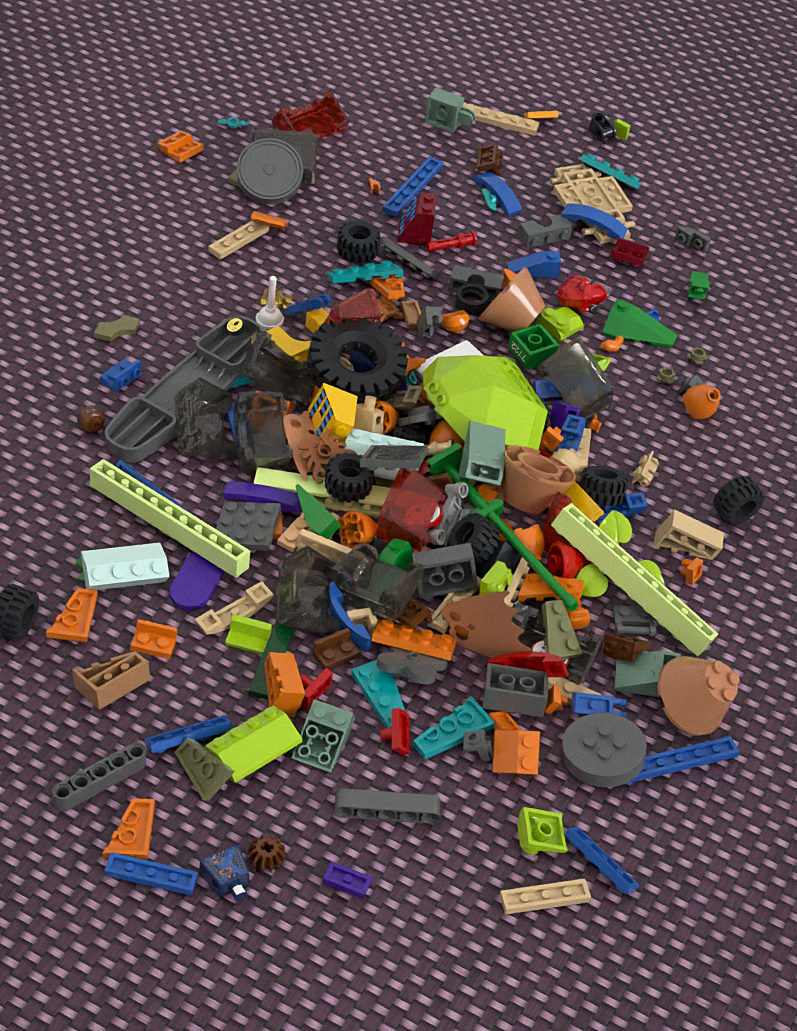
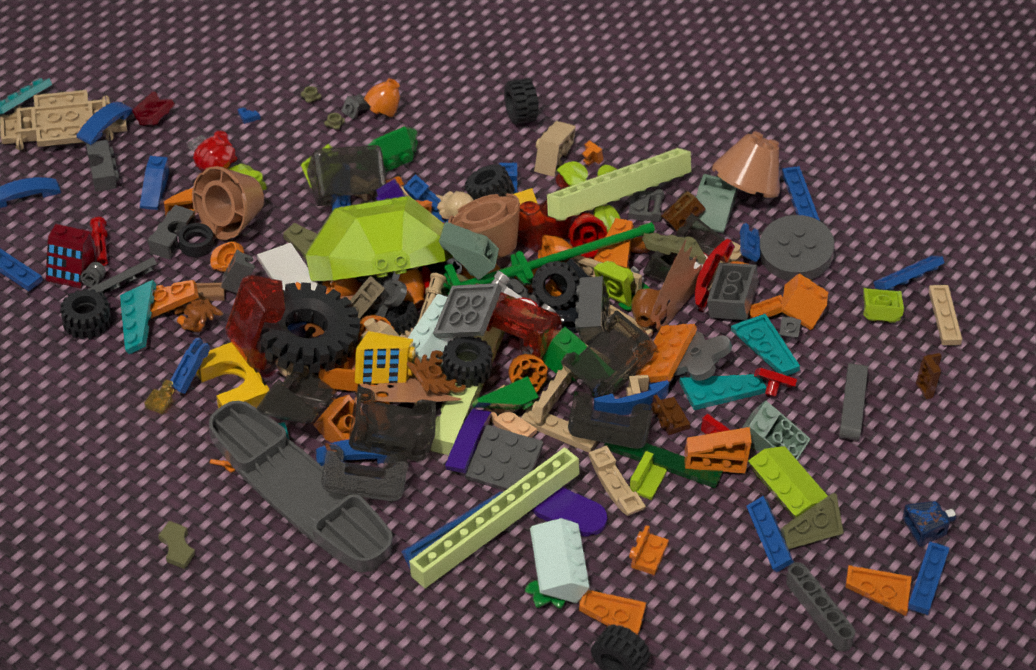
camera: 75 degrees left, 0 degrees up
(90, 419) = (329, 576): reddish brown head -> none
(111, 680) = (706, 585): medium nougat wedge -> none
(121, 374) = (256, 545): blue bracket -> none
(235, 326) = (226, 423): tile -> none
(237, 239) = (48, 418): tan plate -> none
(266, 853) = (906, 490): reddish brown gear -> none
(269, 220) = (31, 382): orange slope -> none
(270, 315) = (186, 407): white piece -> none
(347, 880) = (932, 440): dark purple plate -> none
(407, 241) = (93, 274): none -> dark grey wheel
(435, 867) = (929, 375): none -> reddish brown bracket
(490, 199) = (35, 200): teal piece -> none
(532, 345) = (284, 203): green brick -> none
(612, 345) = (284, 148): orange arm -> none
(634, 324) = (259, 129): green wedge -> none
(636, 415) = (397, 147): none -> green wedge
(645, 471) = (460, 160): tan hinge -> none
(689, 236) = (141, 59): dark grey slope -> none
(698, 285) = (215, 72): green brick -> none

